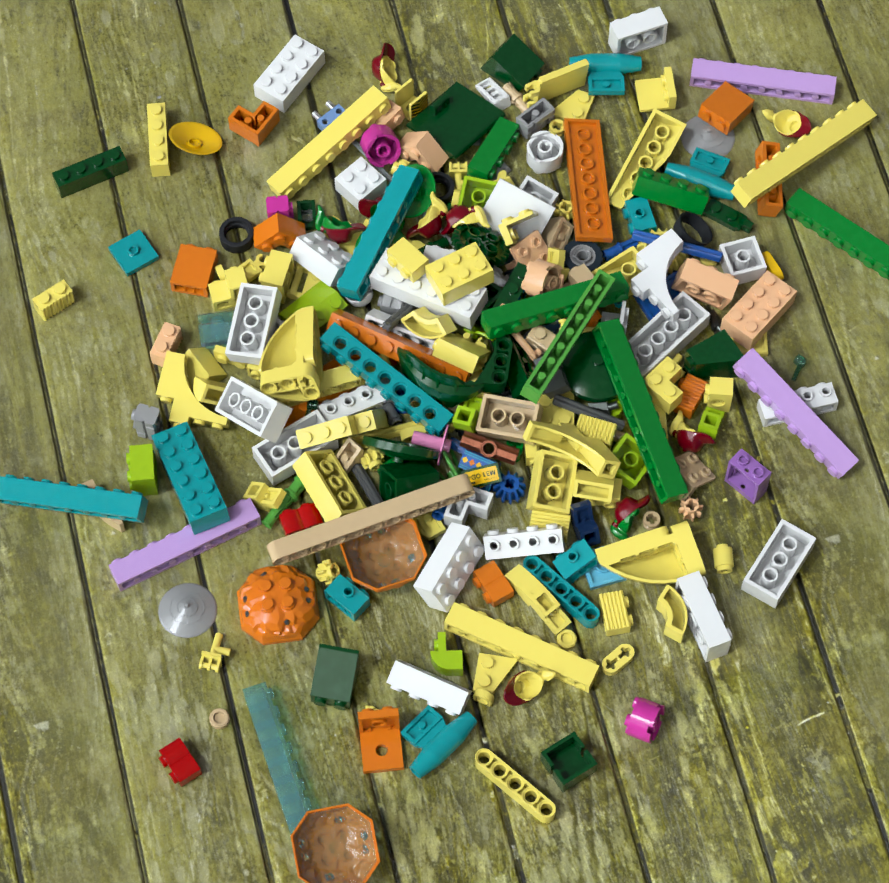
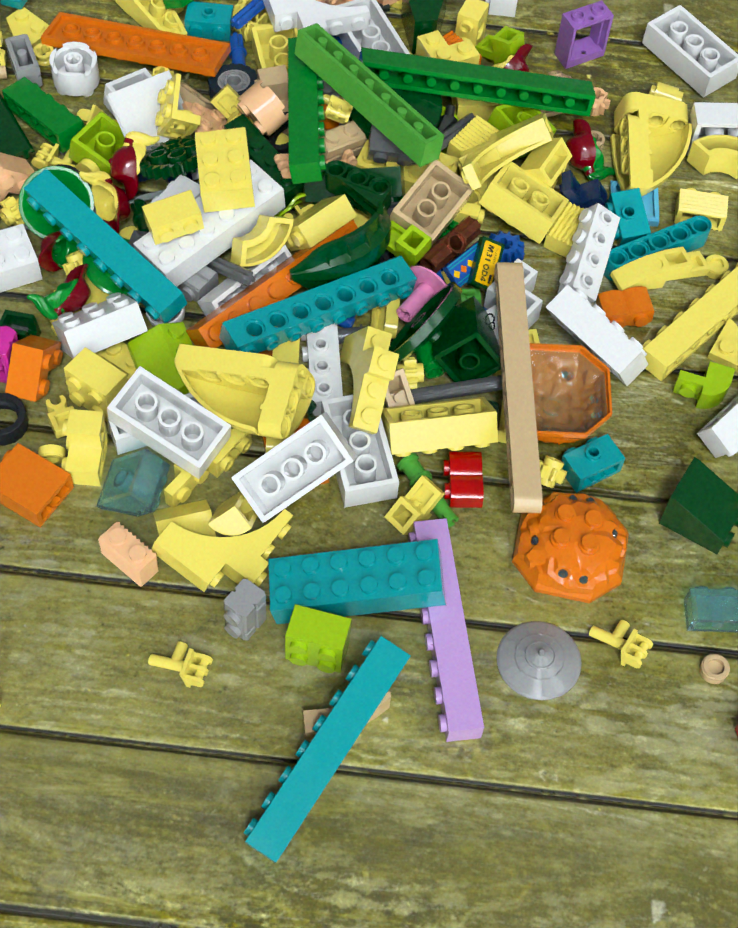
camera: 75 degrees left, 5 degrees down
(103, 408) = (191, 670): none -> light yellow arm

